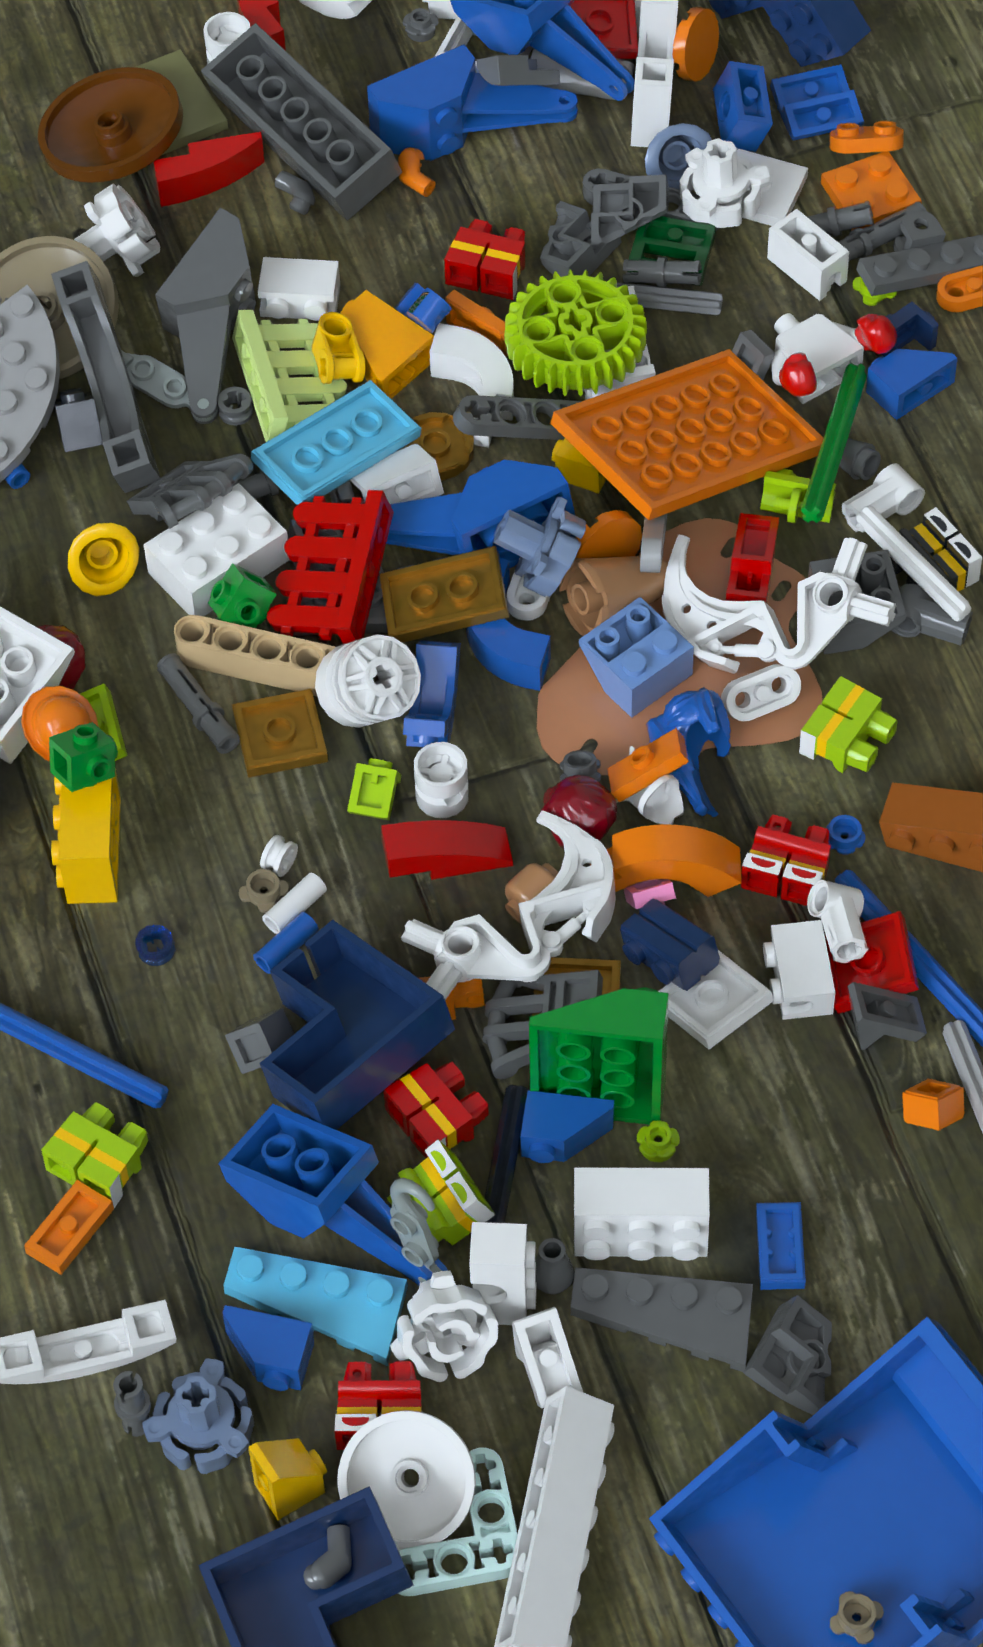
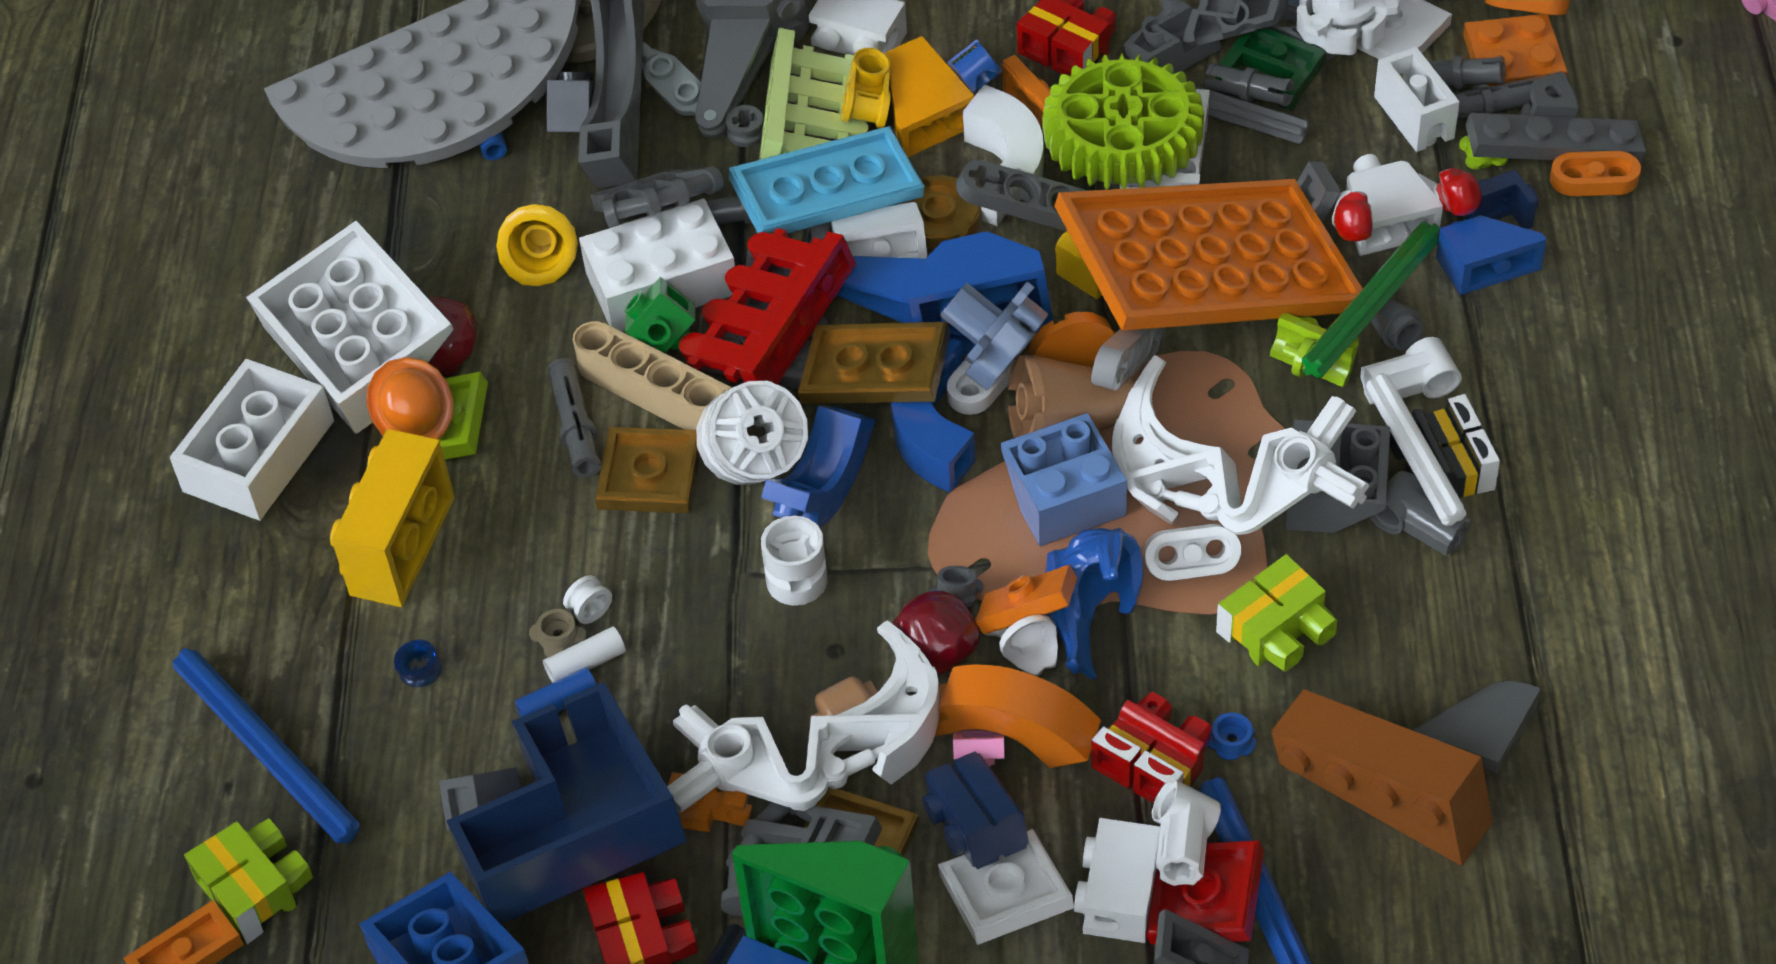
camera: 20 degrees right, 5 degrees down
(82, 756) = (395, 434): green brick -> none
(373, 789) = (719, 553): lime bracket -> none
(444, 848) = (769, 636): red slope -> none
(752, 558) = (1237, 405): red slope -> none

